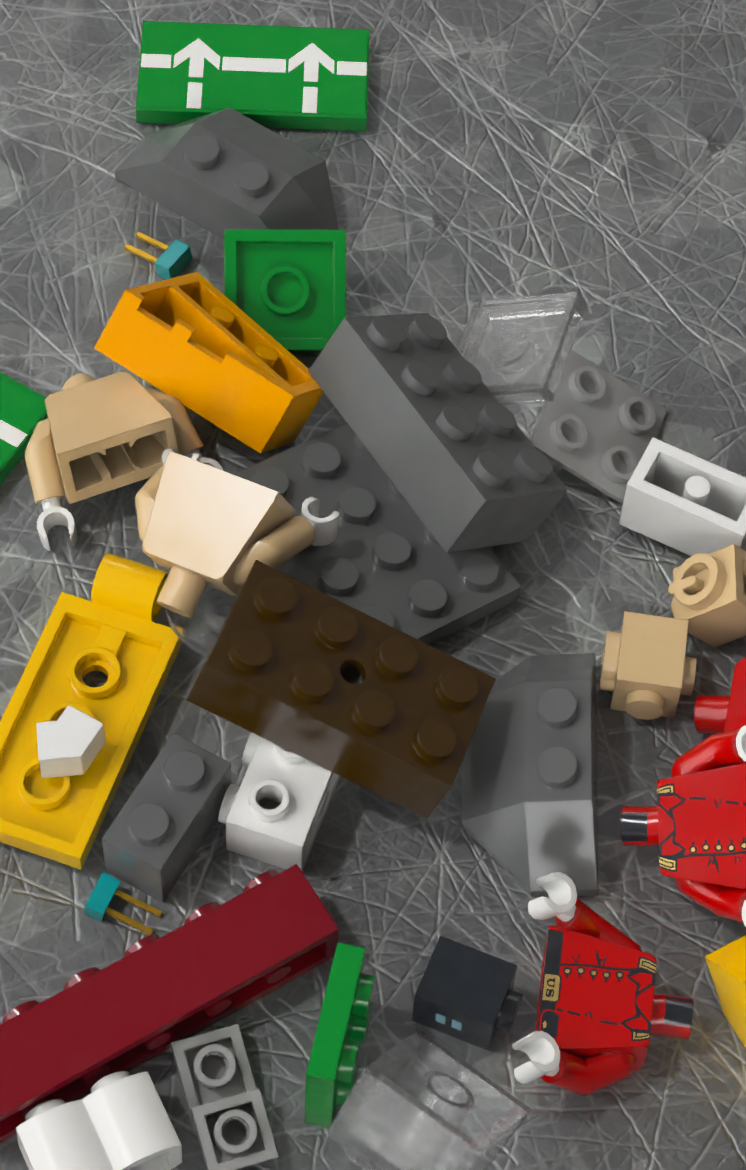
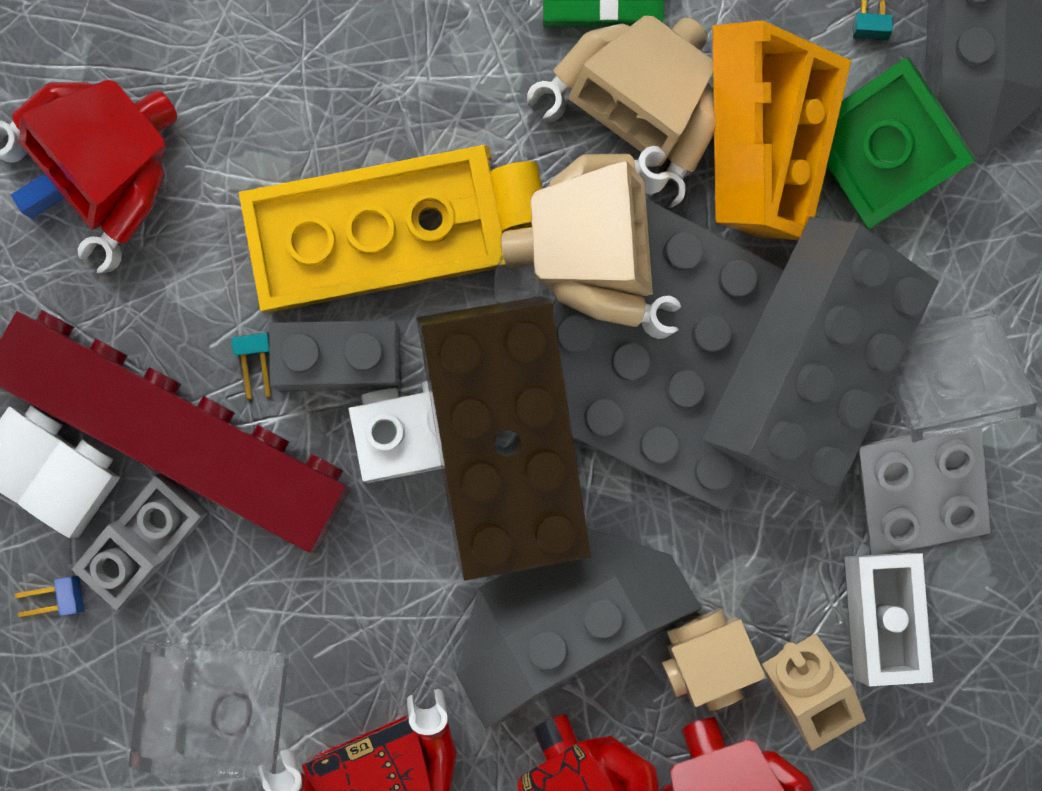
camera: 60 degrees right, 25 degrees up
(69, 743) = (343, 241): white piece -> none
(338, 1035) = (199, 613): green plate -> none
(467, 994) = (329, 680): black brick -> none

